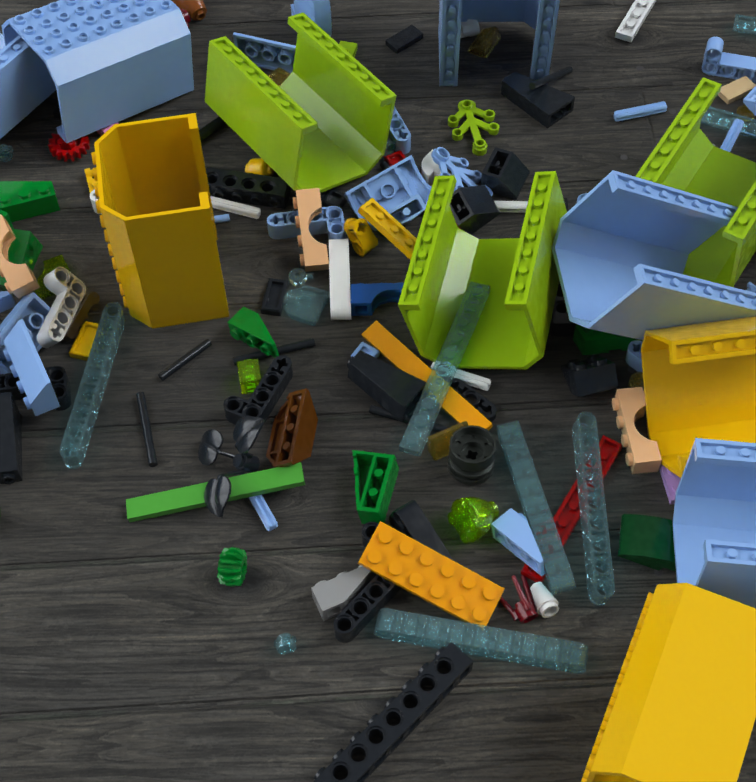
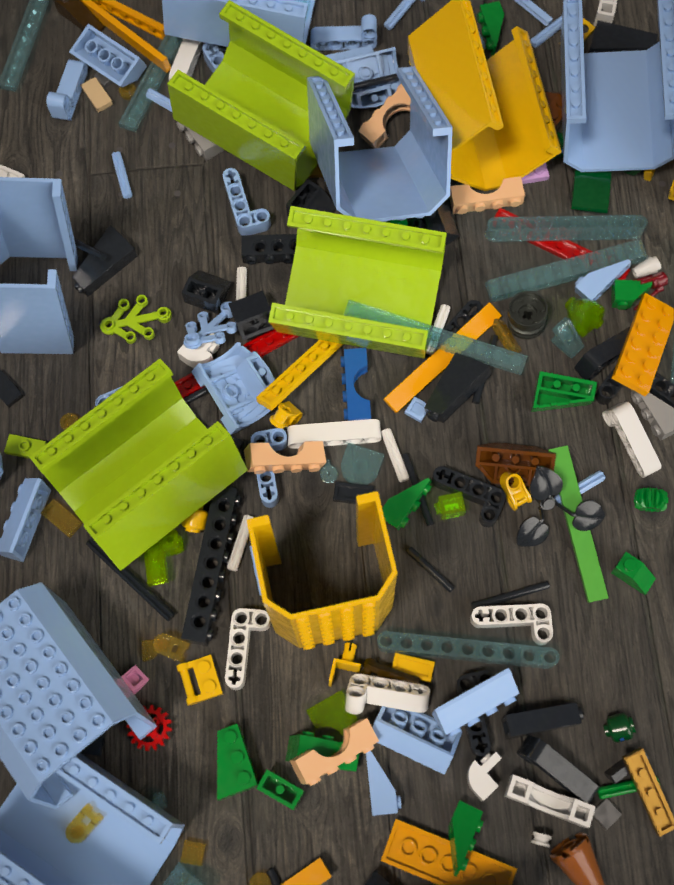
camera: 90 degrees left, 15 degrees up
(98, 284) = (346, 662): none -> yellow bracket
(116, 441) = (512, 621): none -> white beam
(150, 545) = (634, 573): none -> green slope
(230, 143) = (156, 555): none -> clear neon green plate
(266, 434) = (517, 492): none -> yellow piece
(310, 554) = (633, 437): none -> white beam
(313, 332) = (395, 455): none -> white axle
(443, 498) = (567, 338): none -> clear light blue slope
(502, 567) = (627, 293): none -> green slope

